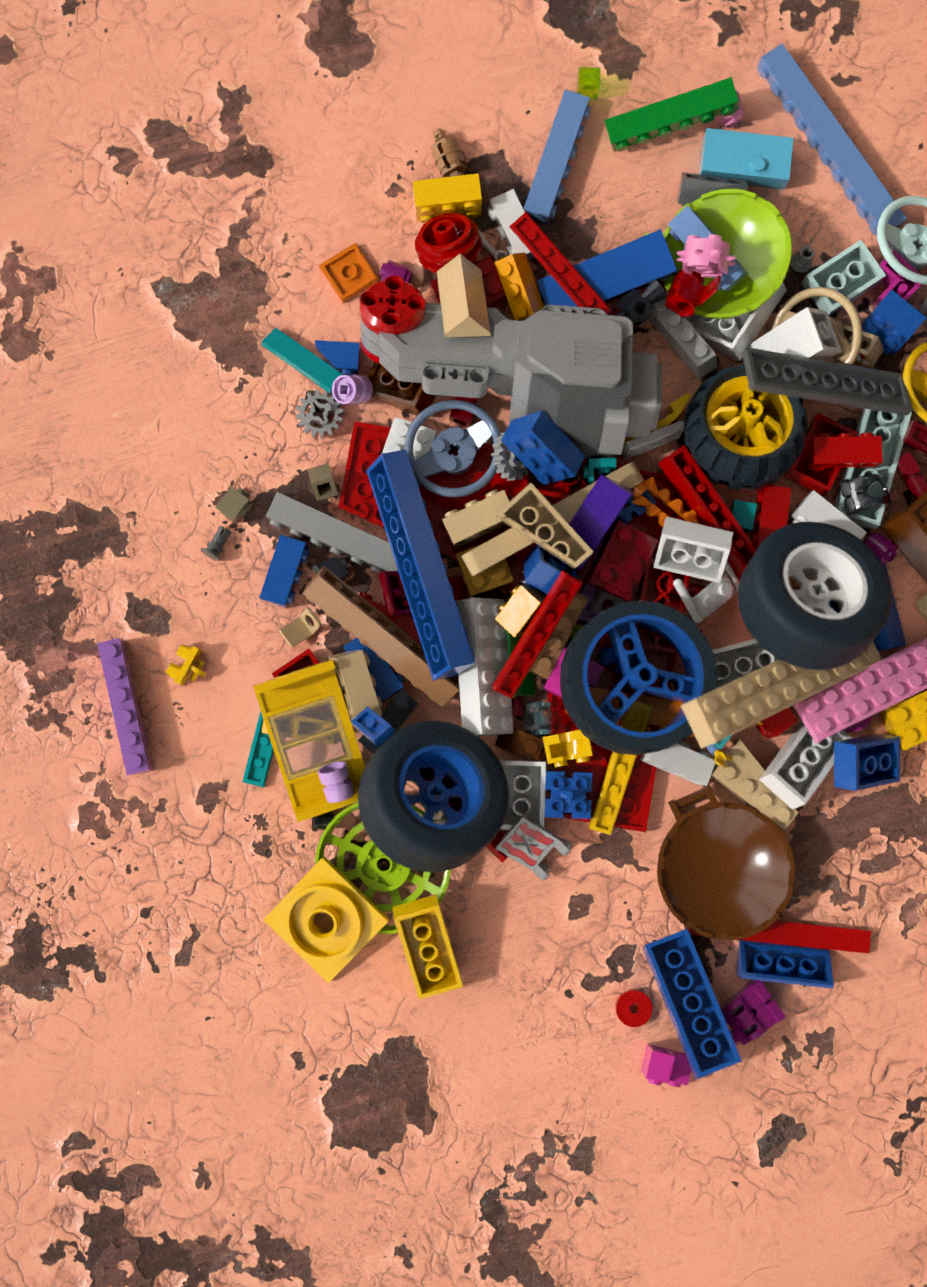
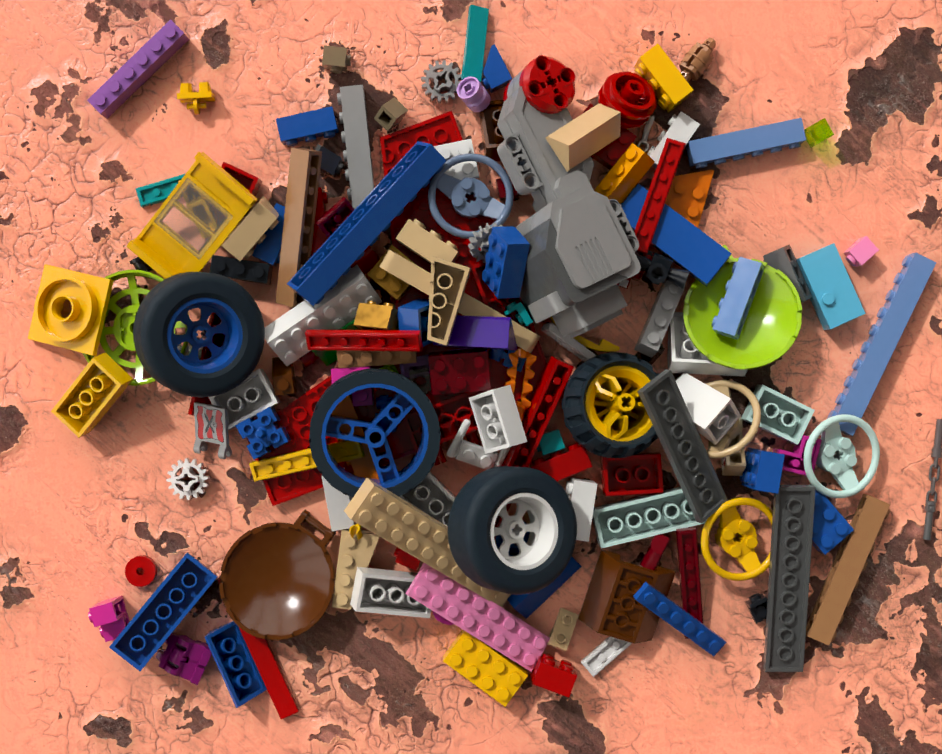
camera: 65 degrees right, 5 degrees up
(216, 544) = (299, 63): dark grey pin -> none
(300, 628) = (272, 163): tan bracket -> none
(335, 779) = (172, 257): lavender wheel -> none
(348, 273) = (563, 39): orange tile -> none
(372, 726) = (223, 258): blue plate -> none
(397, 269) = (583, 75): magenta brick -> none
(538, 718) = (308, 378): clear light blue cylinder -> none
(566, 747) = (297, 410): yellow cylinder -> none
(575, 237) = (689, 194): none -> orange wing
(581, 909) = (188, 471): none -> white gear
(672, 114) = (829, 211): green brick -> none
(689, 291) = (696, 303): red piece -> none
(706, 256) = (727, 299): bright pink brick -> none
(802, 260) = (774, 375): light grey pin -> none
(845, 451) = (642, 490): red brick -> none
(856, 493) = (613, 517): black piece -> none
(866, 761) = (417, 639): blue brick -> none
(882, 547) = (587, 558): magenta brick -> none

